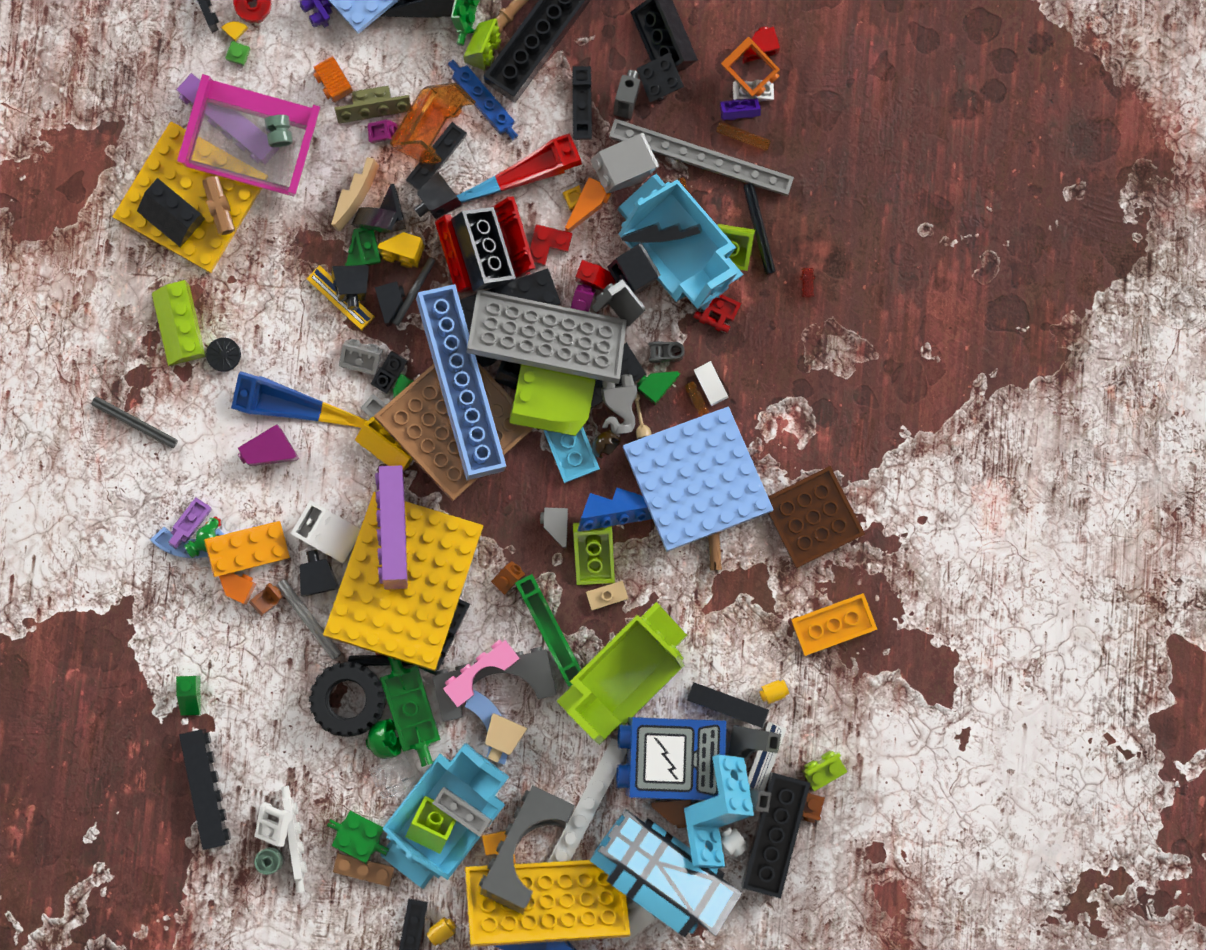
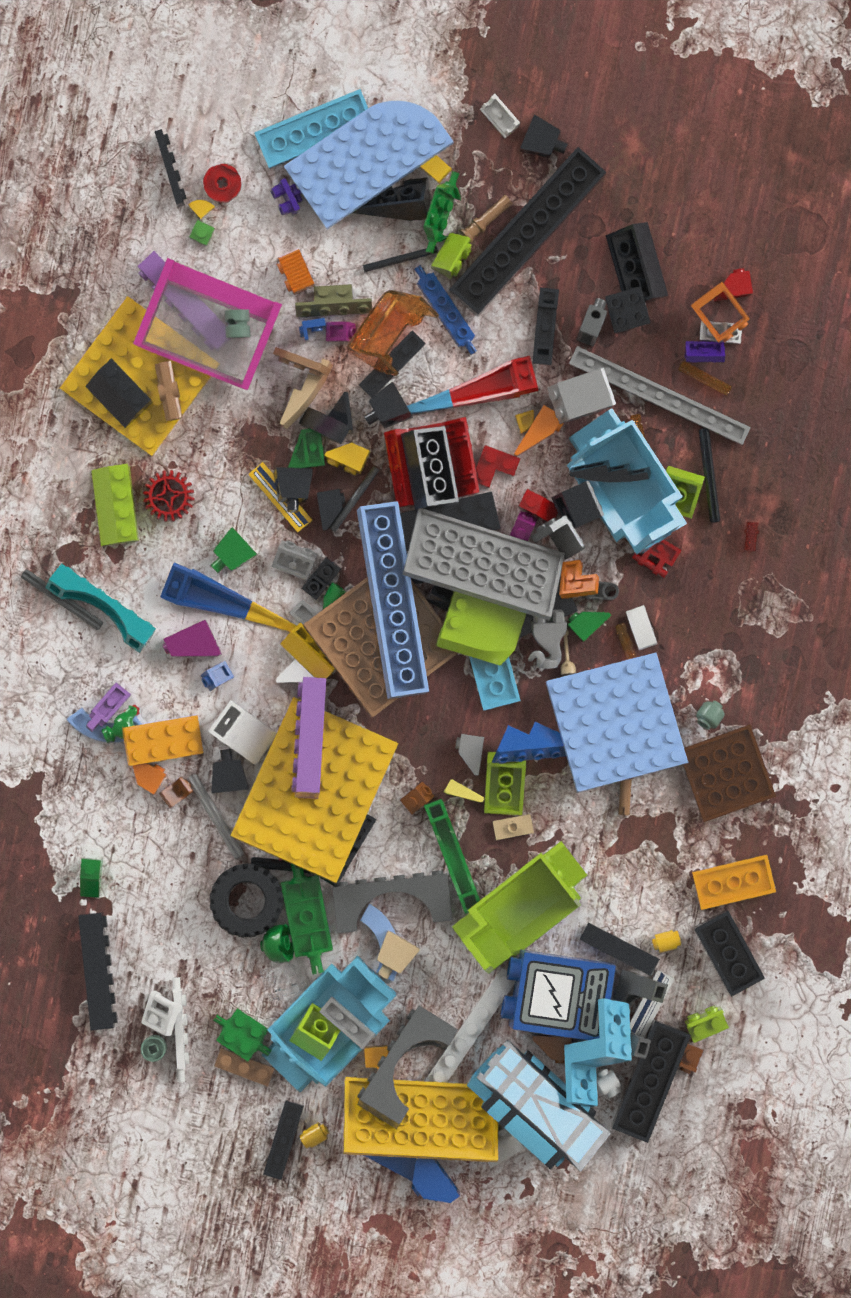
camera: 10 degrees right, 5 degrees up
(139, 406) = (69, 585): none -> teal arch
(223, 354) = (157, 541): black wheel -> none
(236, 307) = (165, 479): none -> red gear
(295, 479) = (216, 676): none -> bracket
(298, 356) = (232, 552): none -> green torso
(346, 162) = (301, 362): none -> medium nougat plate
(355, 127) = (314, 325): none -> blue bracket
(369, 468) = (293, 673): none -> white slope
(431, 57) = (397, 259): none -> black bar
(461, 688) = (359, 903): bright pink arch -> none
(547, 564) = (459, 790): none -> light yellow slope
(605, 443) = (528, 675): dark brown hair -> none
(640, 346) = (574, 583): none -> orange plate
(789, 461) = (710, 715): none -> sand green head
(838, 695) = (729, 953): none -> black brick

